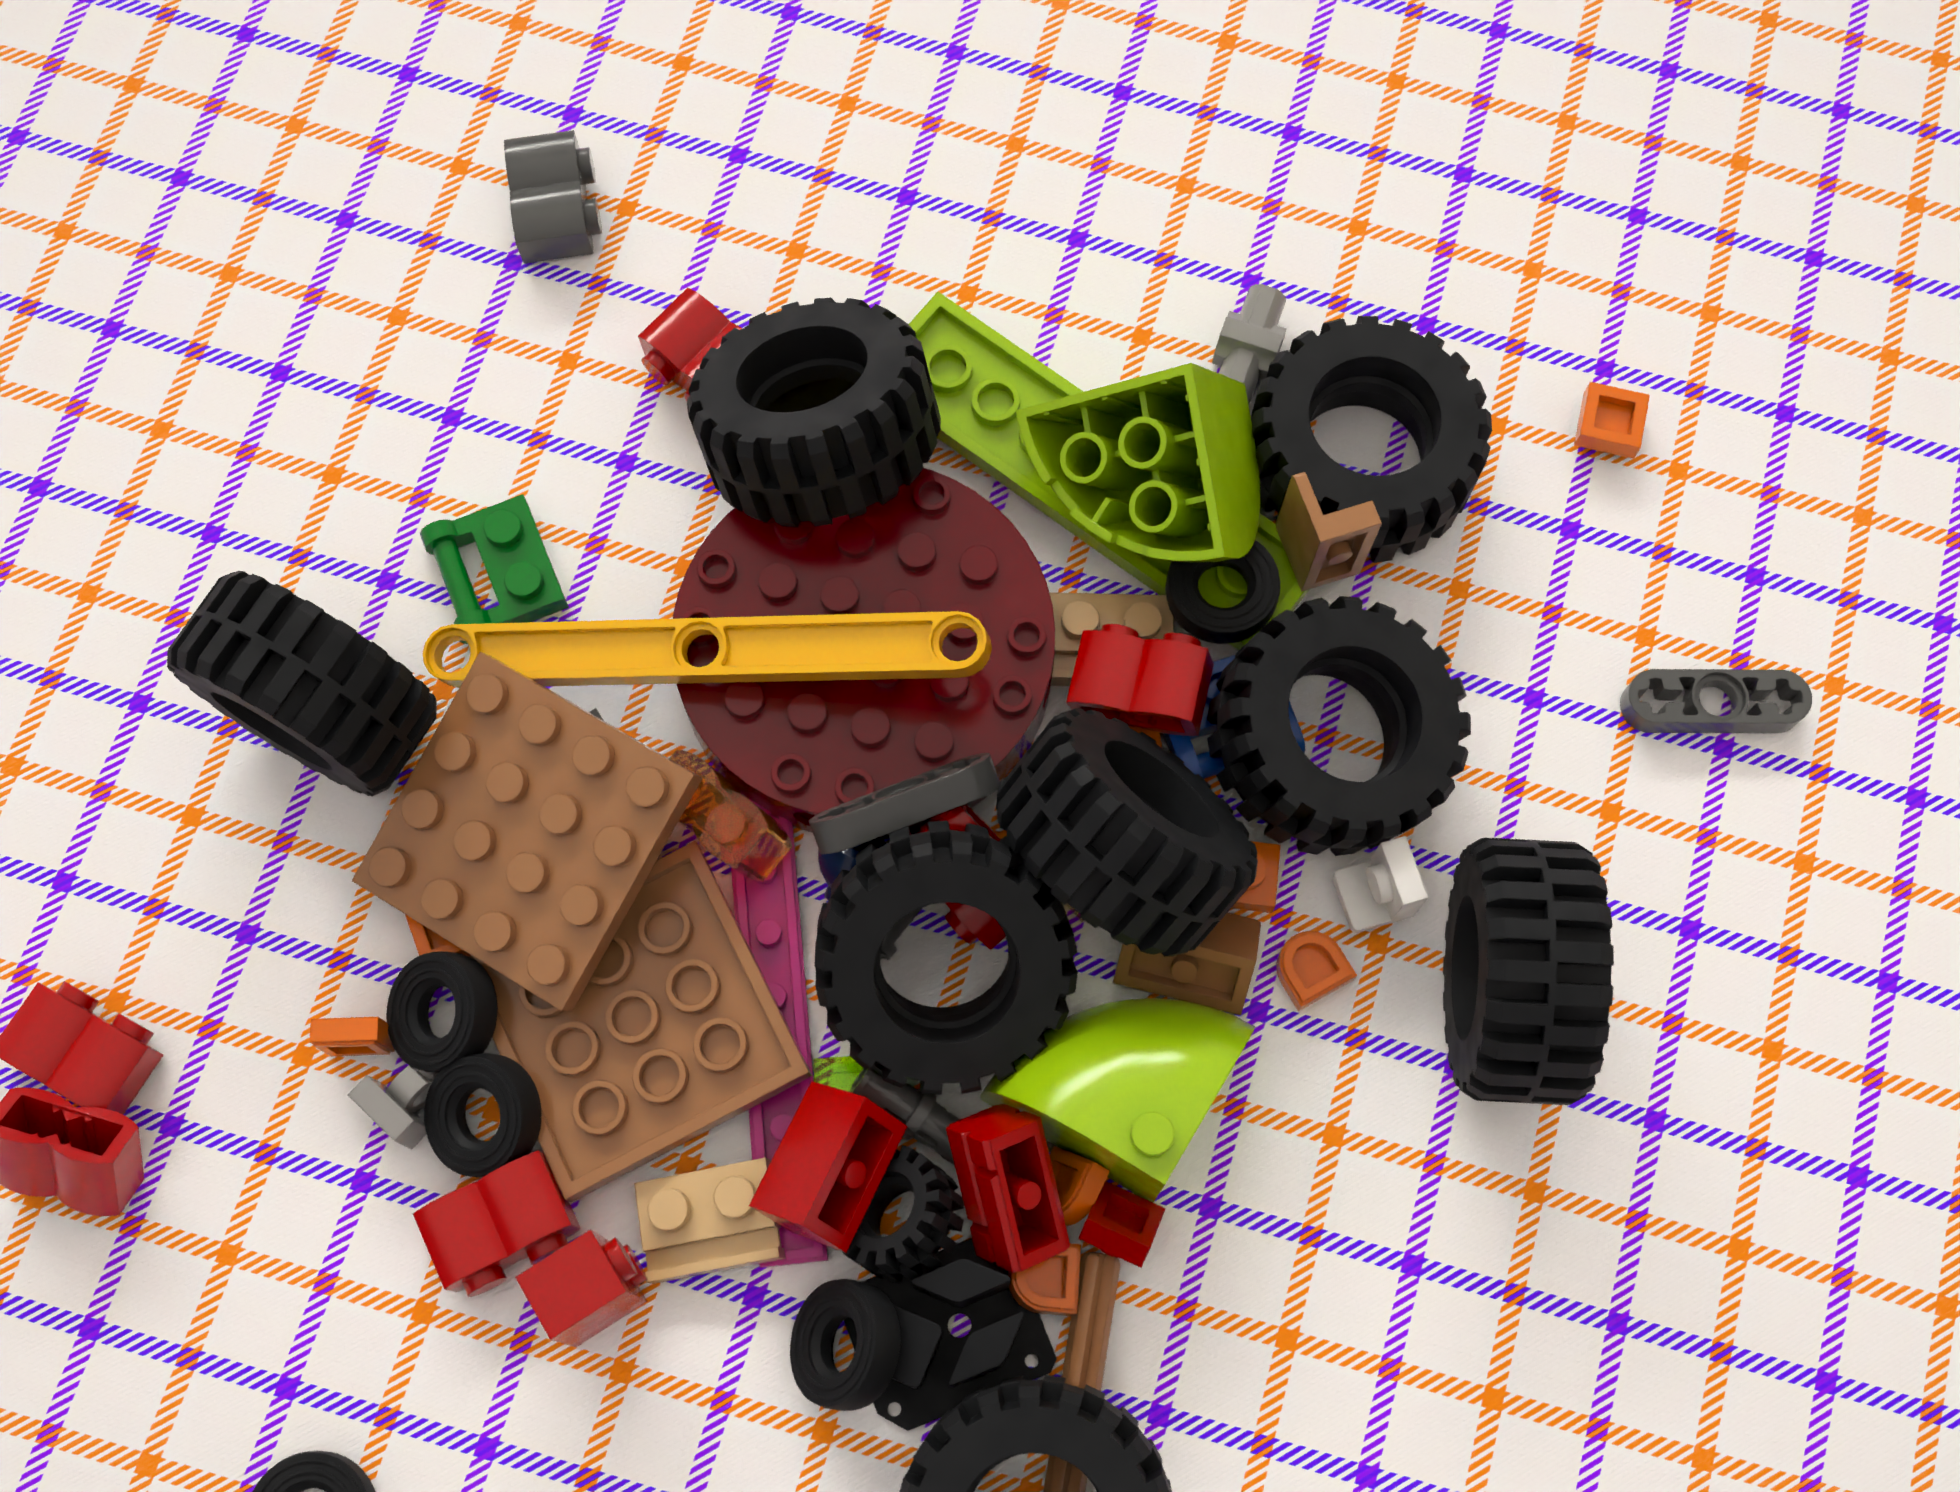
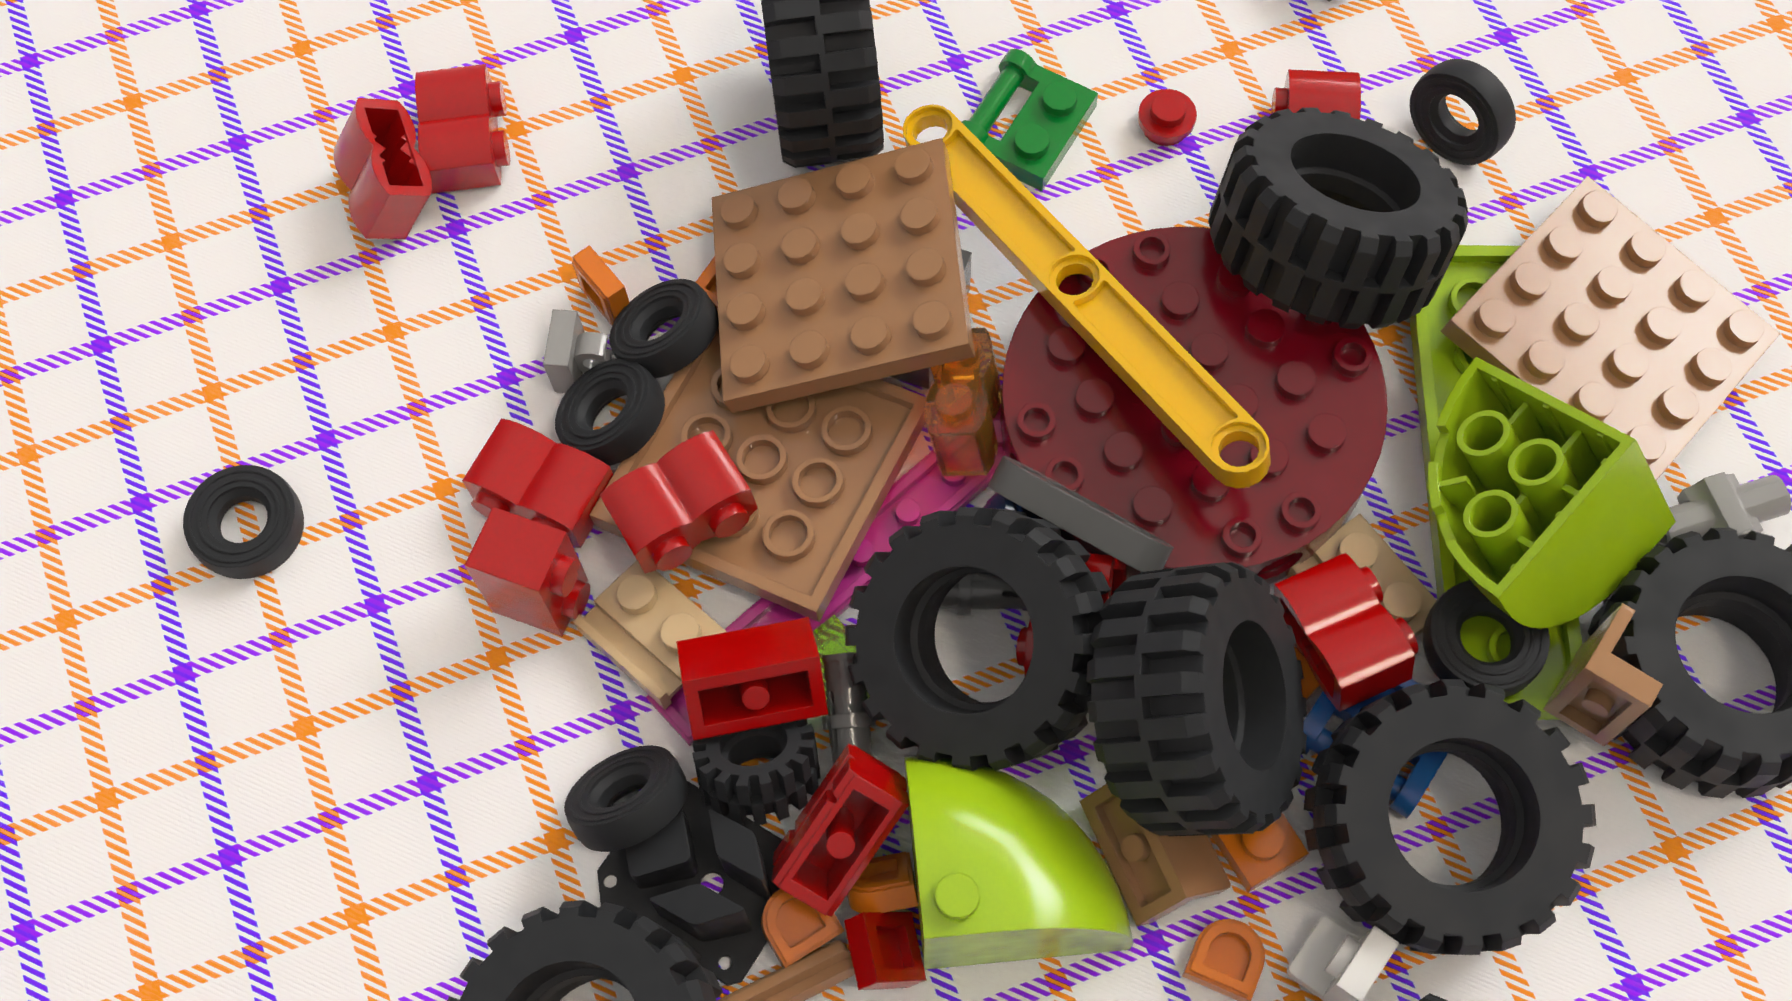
camera: 55 degrees right, 5 degrees down
(590, 458) = (1167, 116): none -> red plate
(626, 1114) = (679, 502): none -> red brick
(787, 218) = (1481, 92): none -> black tyre
(1050, 294) = (1614, 324): none -> plate

